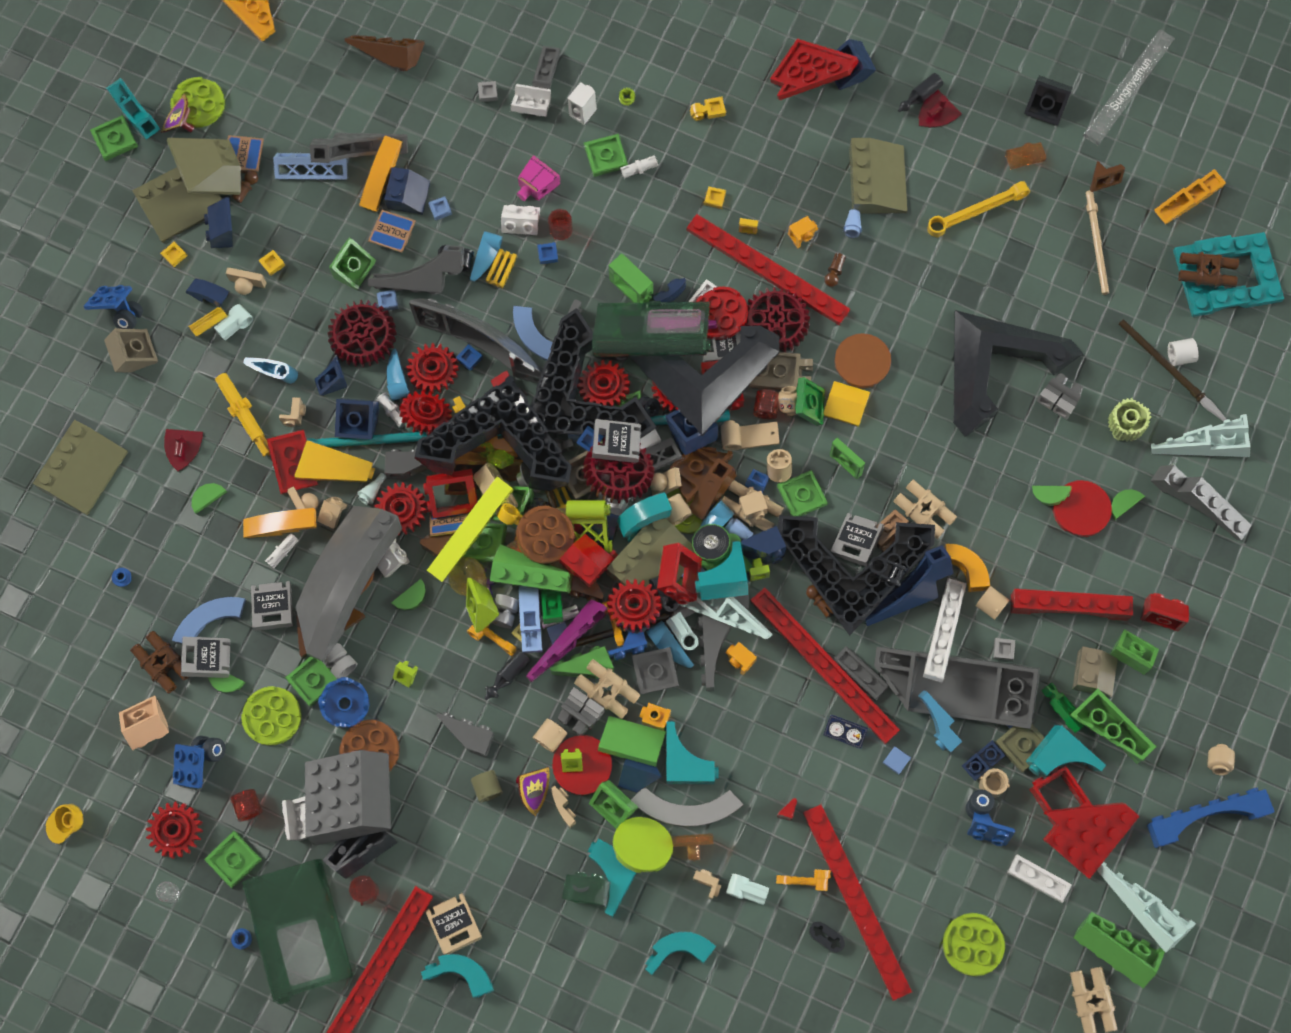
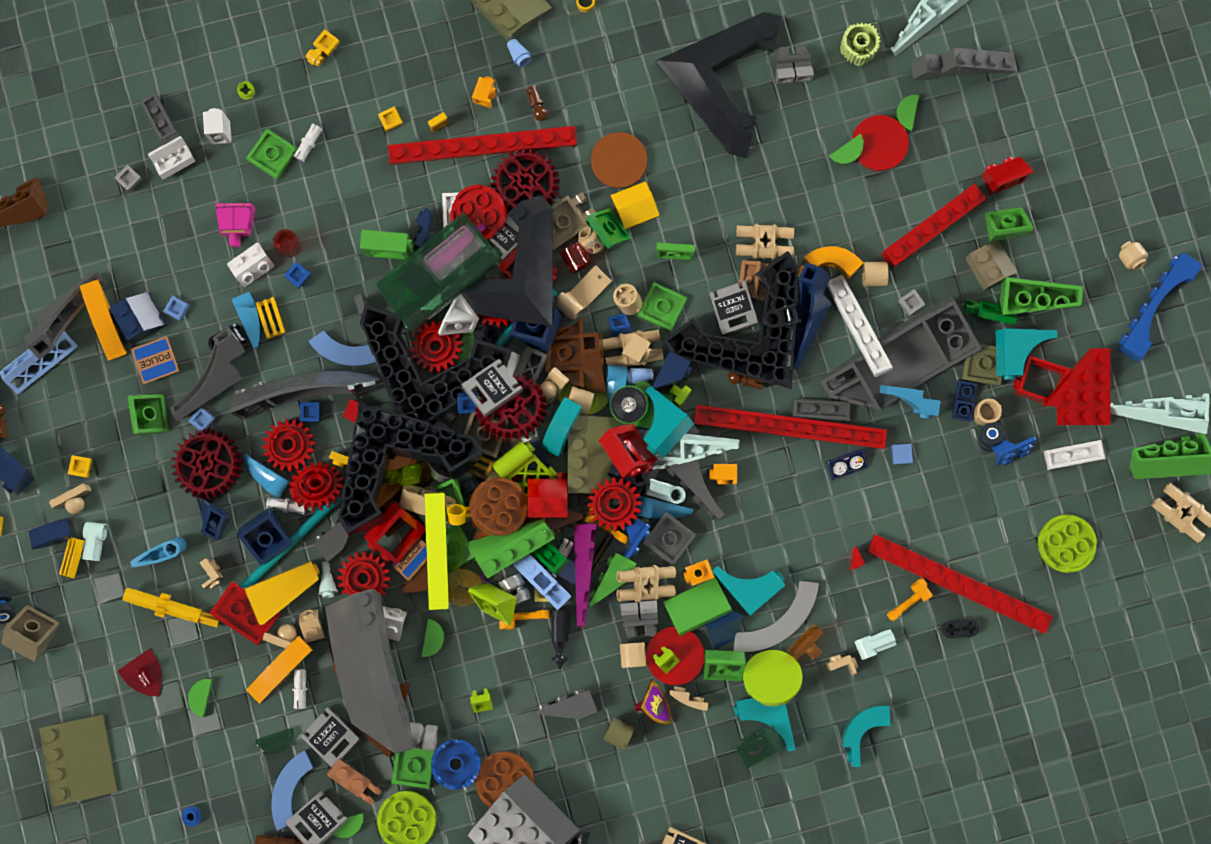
camera: 40 degrees left, 10 degrees up
(231, 576) = (276, 742): none -> clear green tile
(259, 650) = (352, 780): none -> nougat hinge
(637, 374) = (459, 318): none -> white slope

